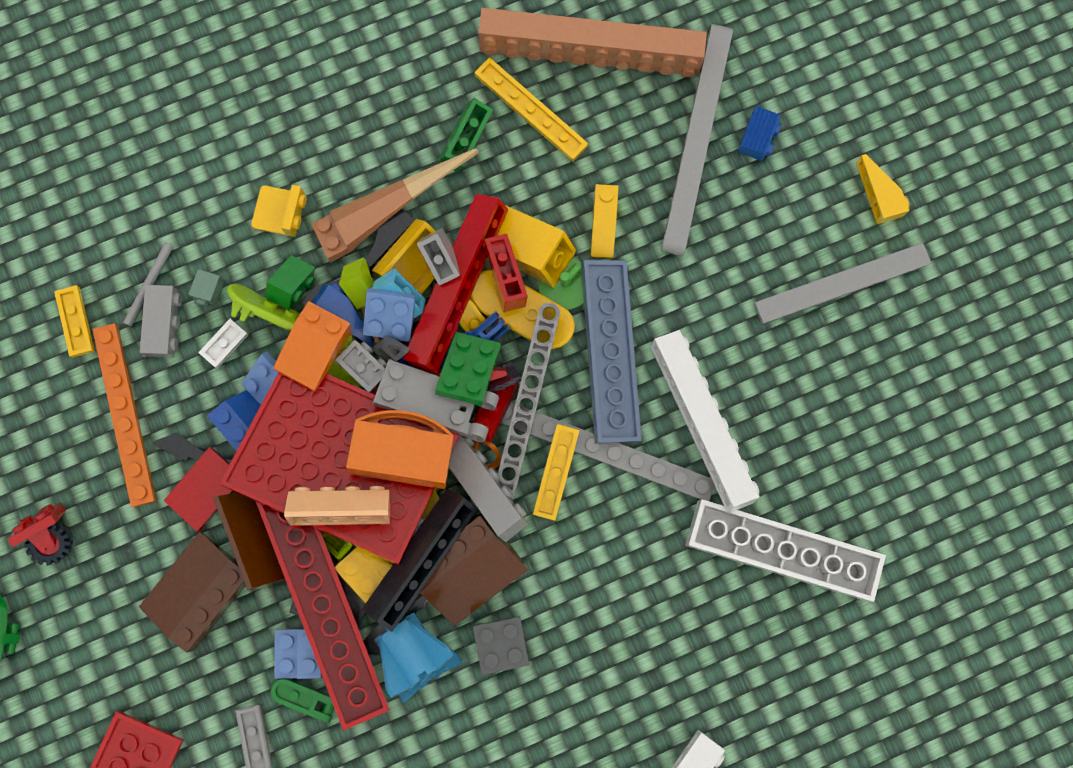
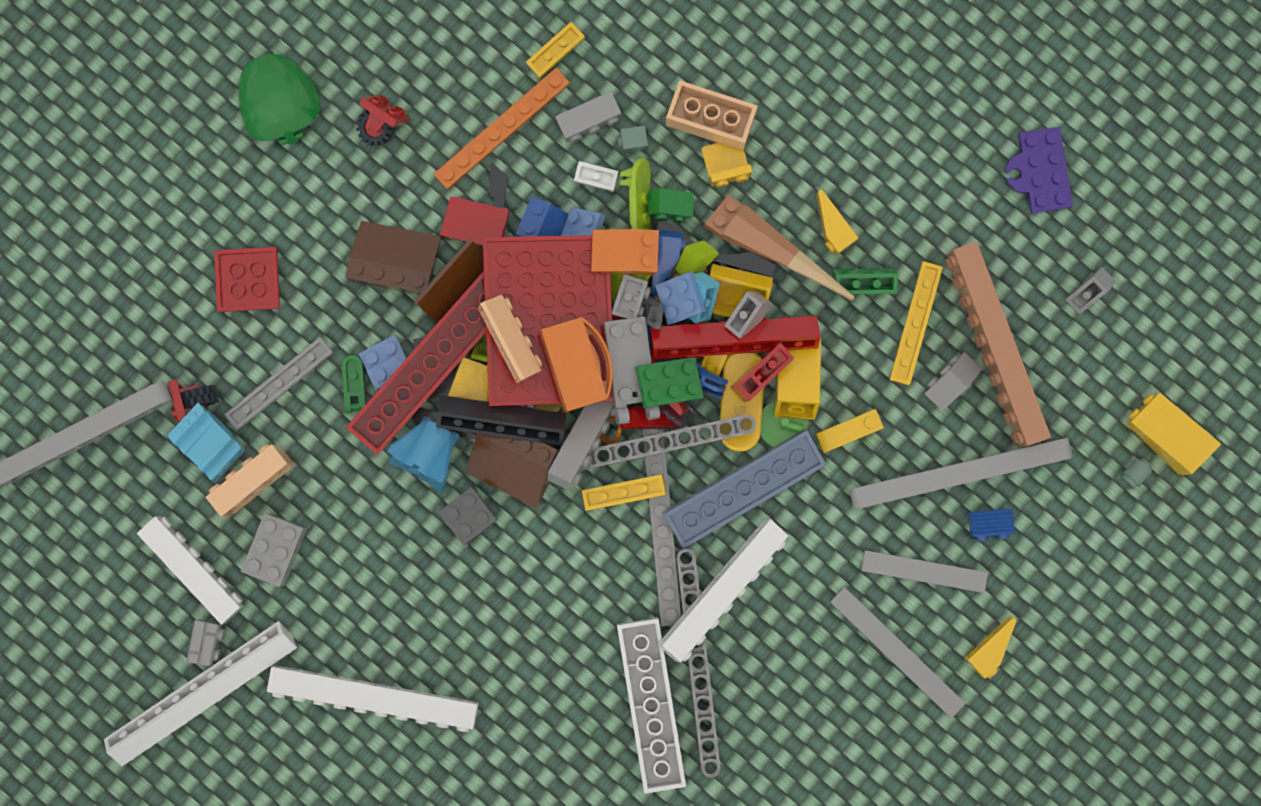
camera: 70 degrees right, 5 degrees up
(150, 280) = (629, 90): light grey bar -> none
(223, 199) = (711, 115): none -> light nougat brick
(397, 138) = (835, 228): none -> yellow slope
(606, 99) = (953, 380): none -> light grey brick
(772, 489) = (696, 672): none -> light grey beam
(775, 220) = (924, 571): none -> light grey tile

